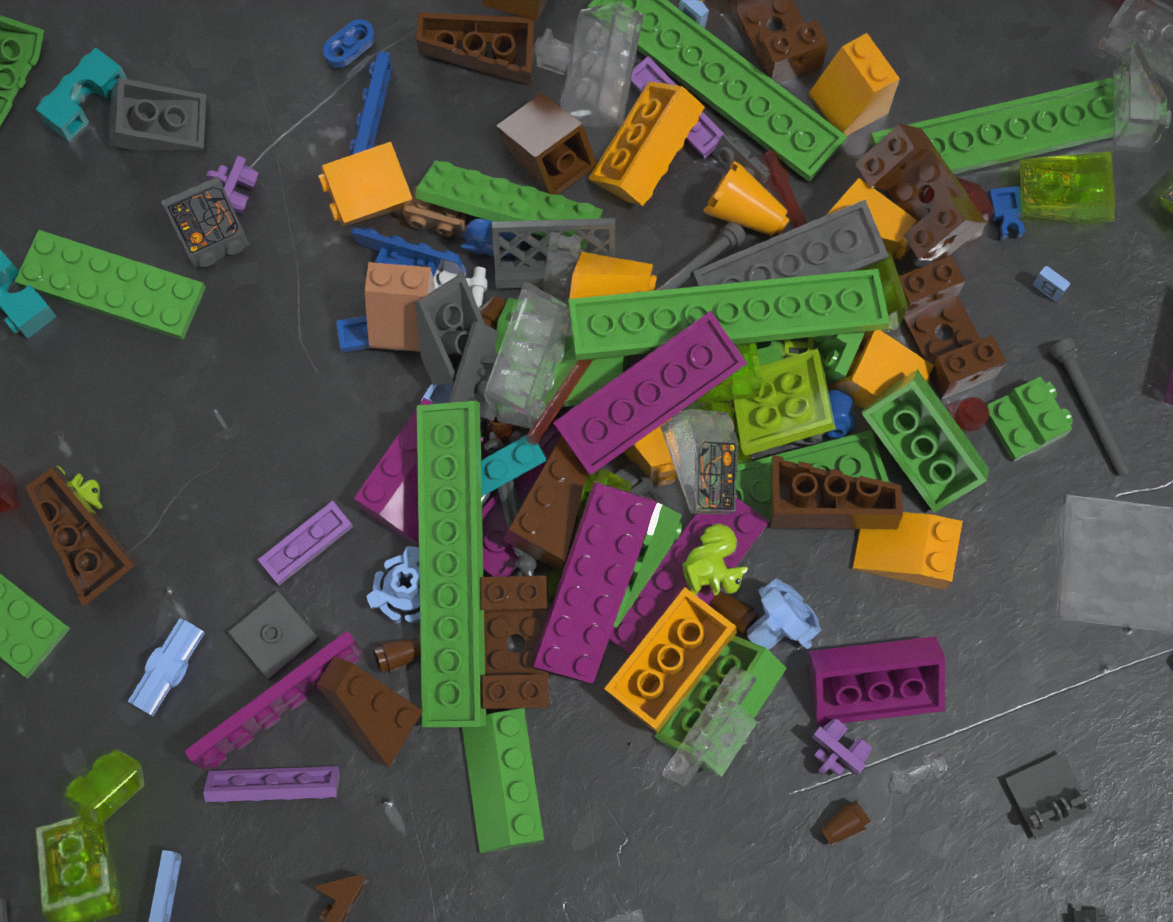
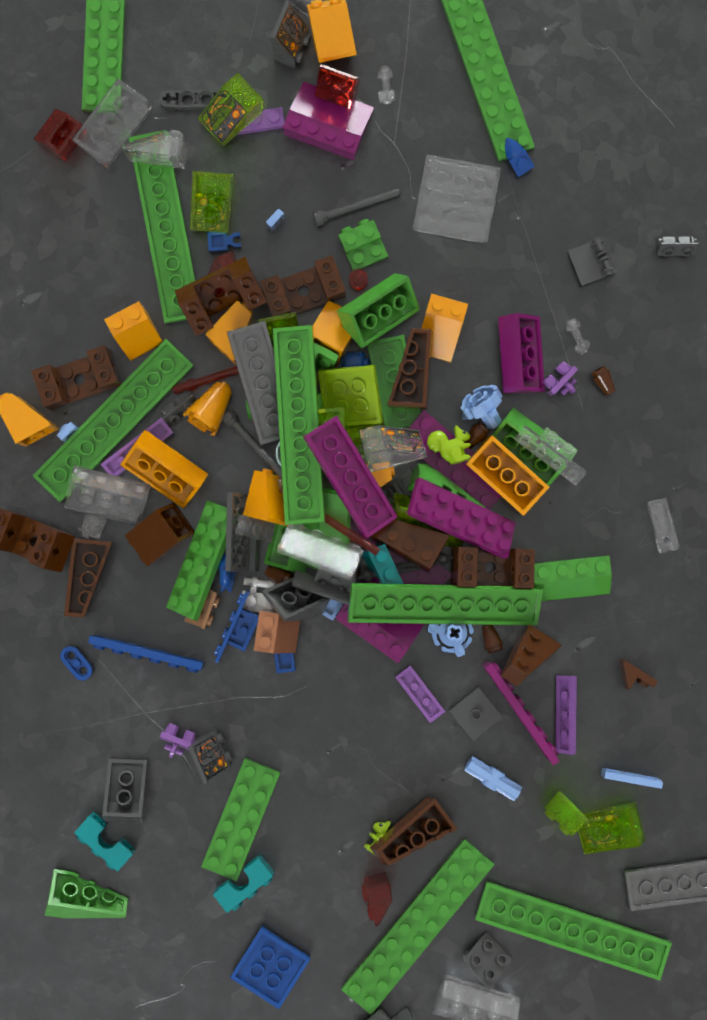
camera: 85 degrees left, 15 degrees up
(365, 185) = (190, 652): light orange slope -> none

